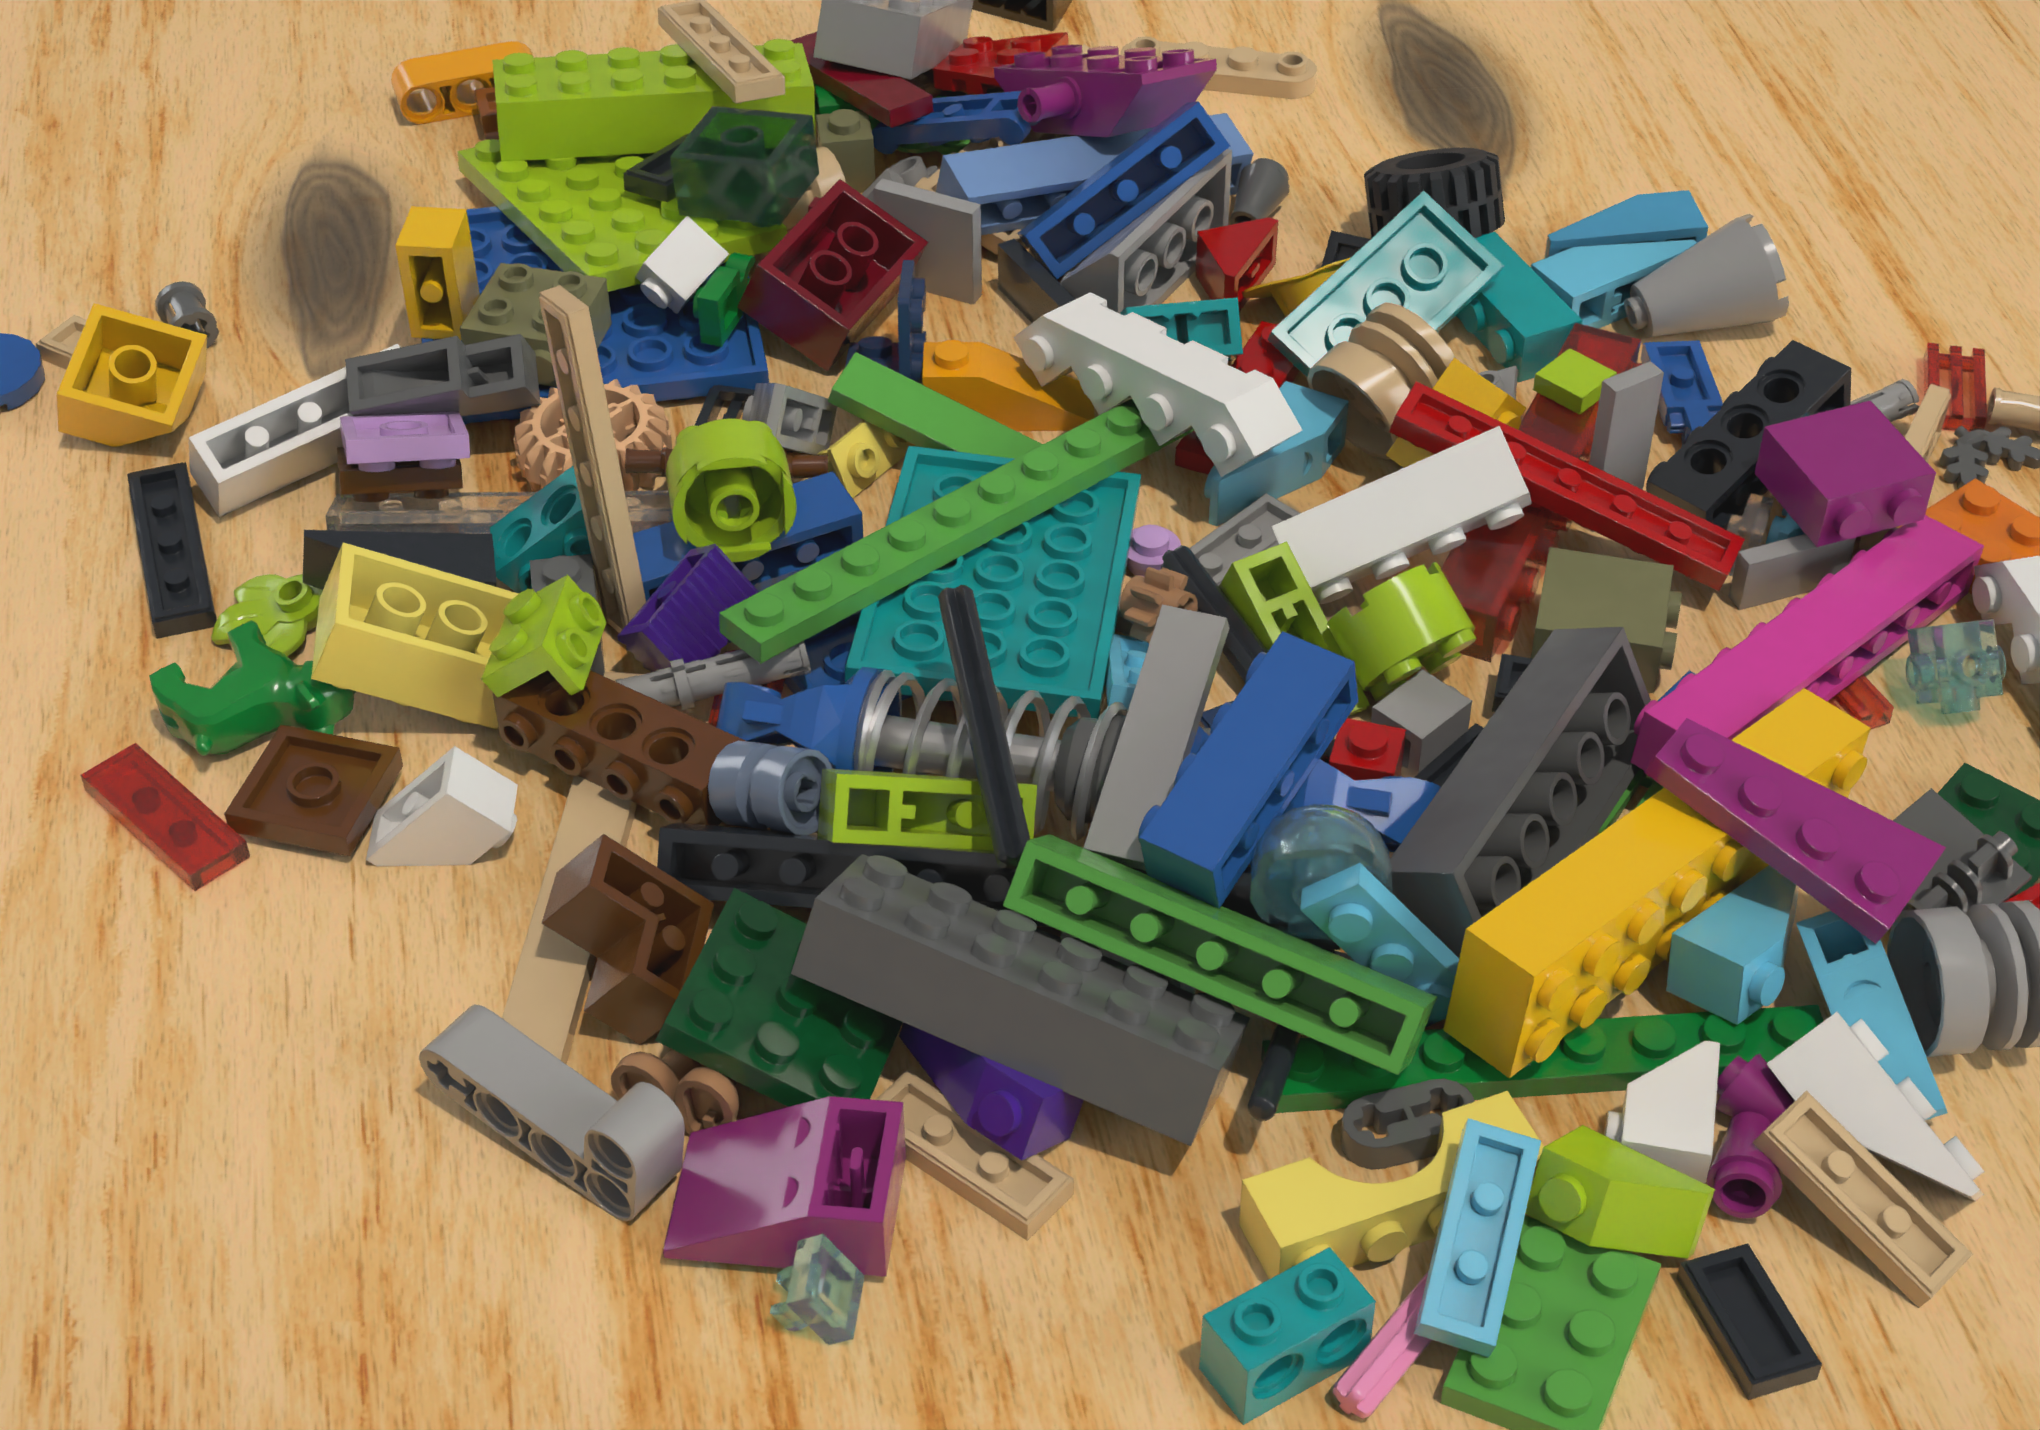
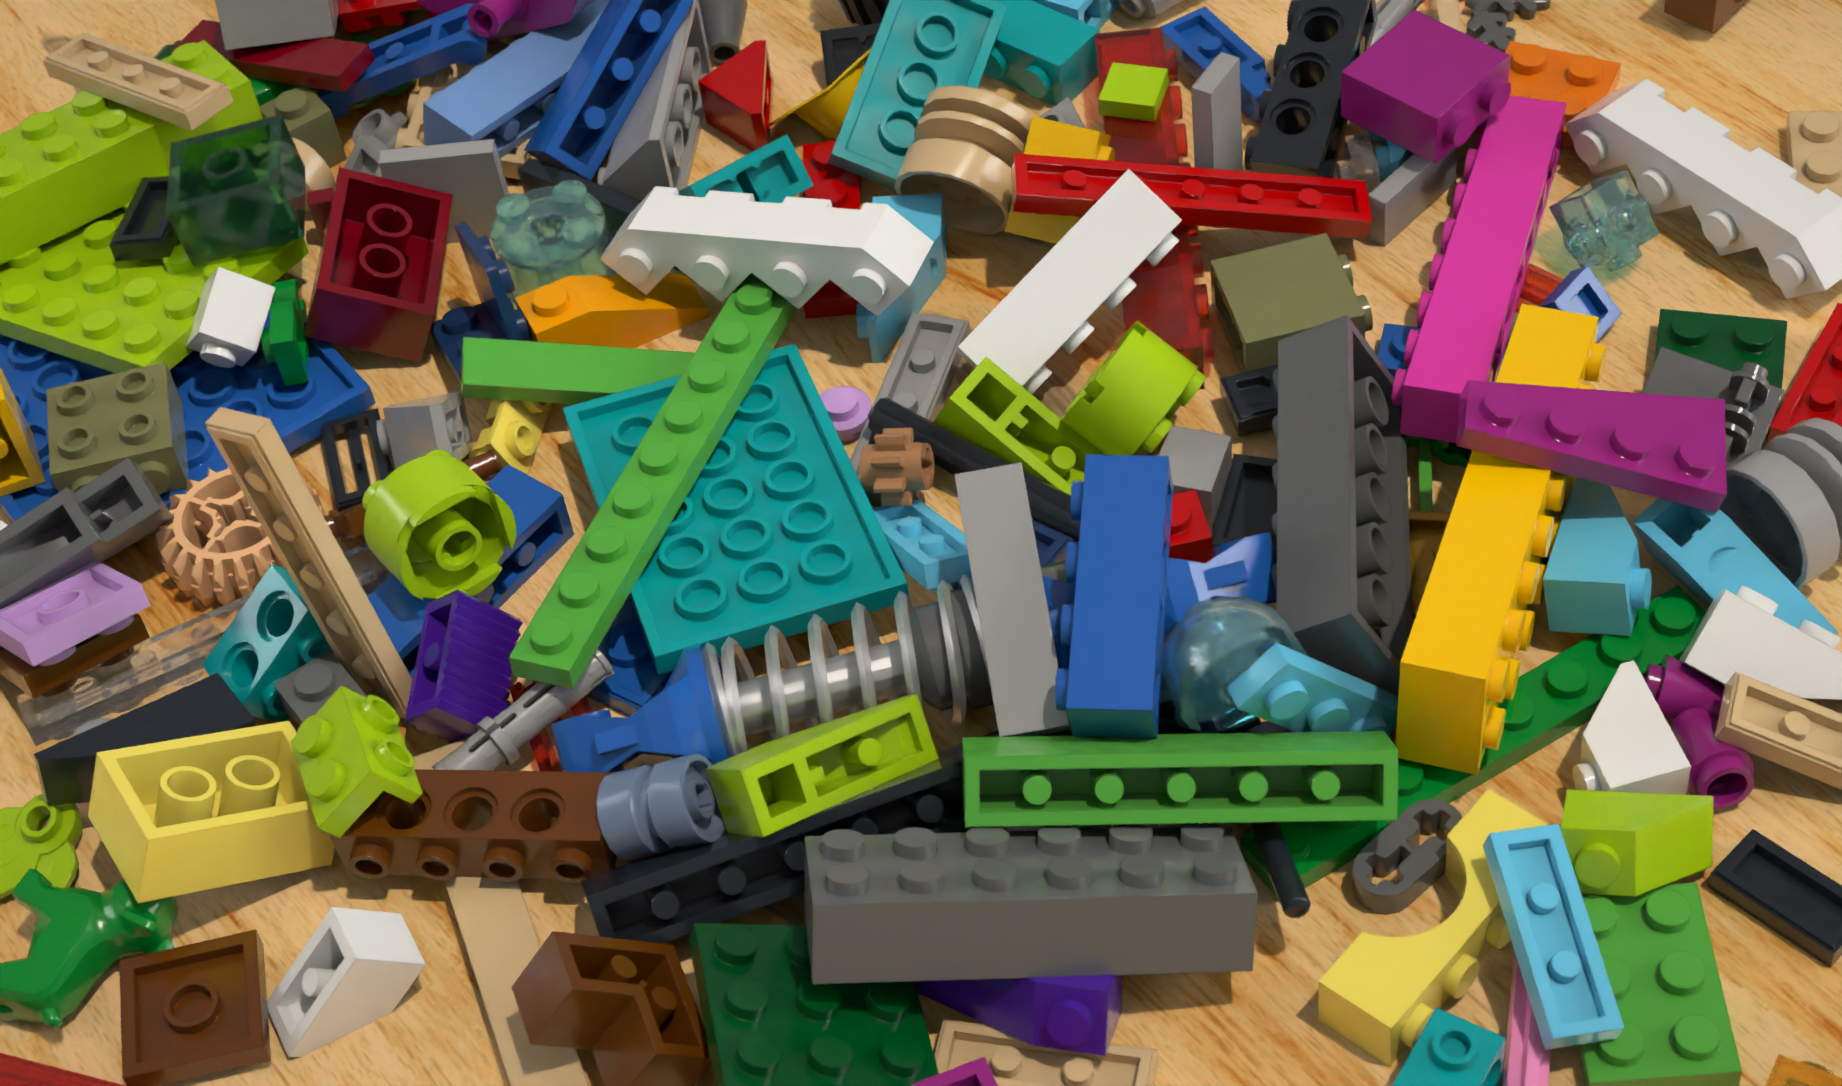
camera: 20 degrees left, 5 degrees up
(984, 726) = (847, 662): black axle -> none
(988, 303) = (550, 235): none -> clear light blue brick
(1893, 730) = (1585, 295): none -> plate

